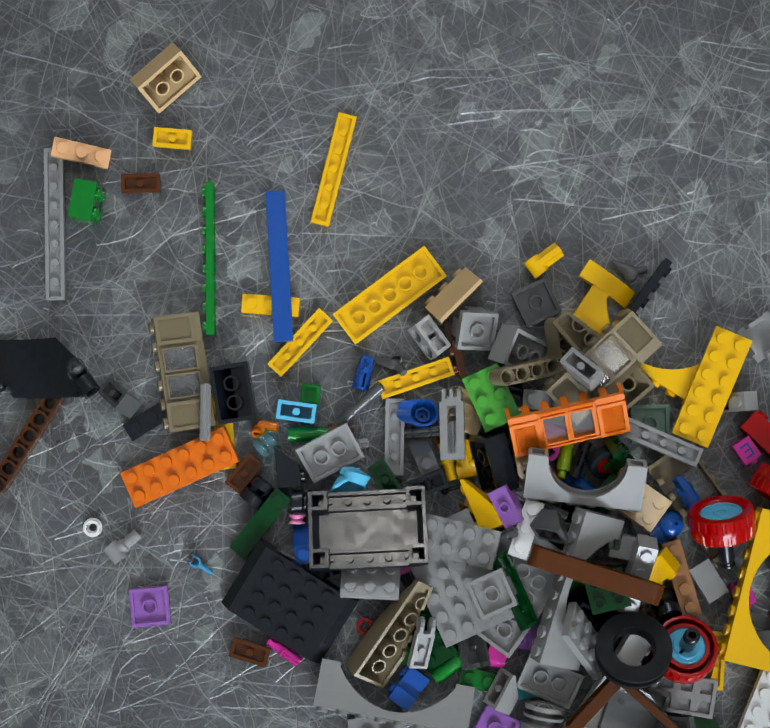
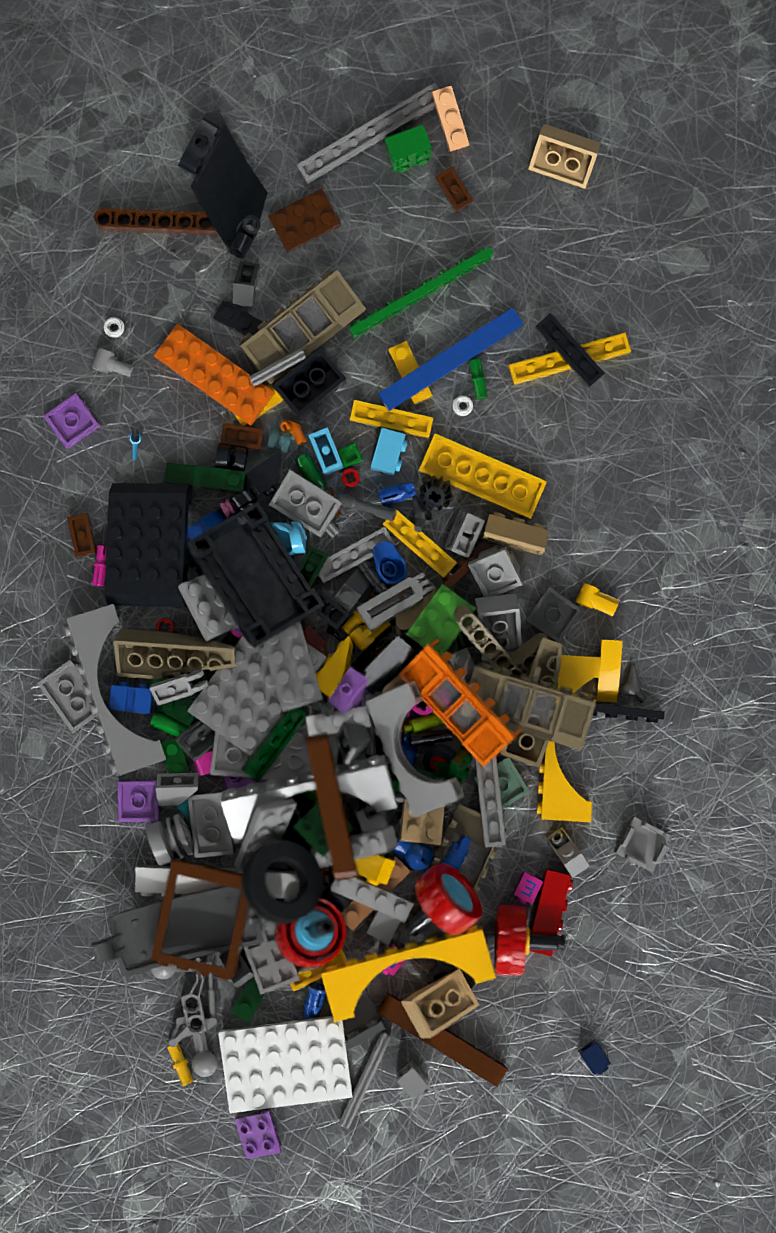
camera: 60 degrees right, 0 degrees up
(95, 320) = (304, 220): none -> reddish brown plate
(172, 138) = (512, 194): yellow plate -> none
(308, 253) = (478, 379): none -> green axle
(318, 273) = (462, 399): none -> white plate
(326, 360) = (388, 452): none -> medium azure brick
(328, 165) = (569, 350): none -> black plate
(330, 397) = (356, 476): none -> red bush
(382, 340) = (436, 492): none -> black gear
(445, 509) = (314, 639): none -> clear red brick
(492, 593) = (260, 722): light grey panel -> none
(582, 369) = (514, 687): light grey slope -> none
(686, 580) = (373, 897): none -> light grey plate
(711, 386) = (568, 820): yellow plate -> none
(739, 677) = (314, 1000): none -> blue hinge

